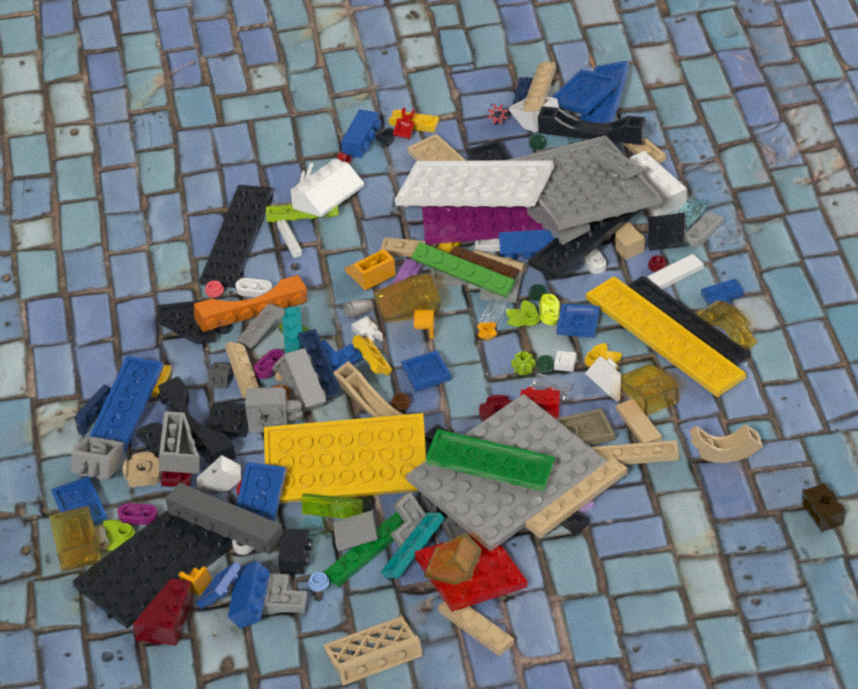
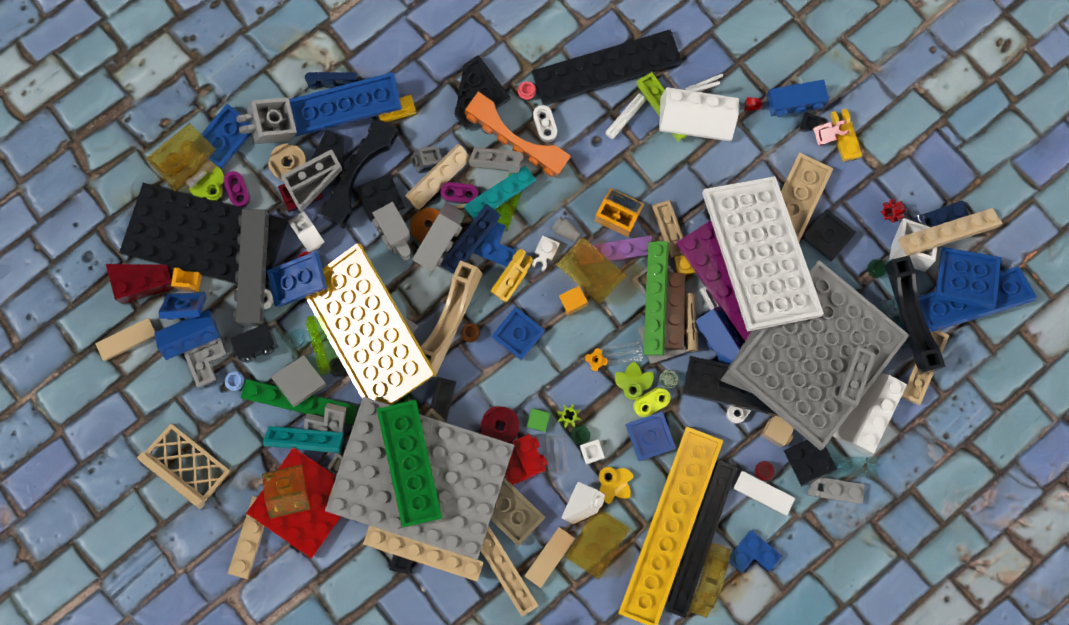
camera: 55 degrees right, 35 degrees up
(214, 651) = (126, 339): none -> tan tile
(512, 387) = (538, 420): none -> bright green tile

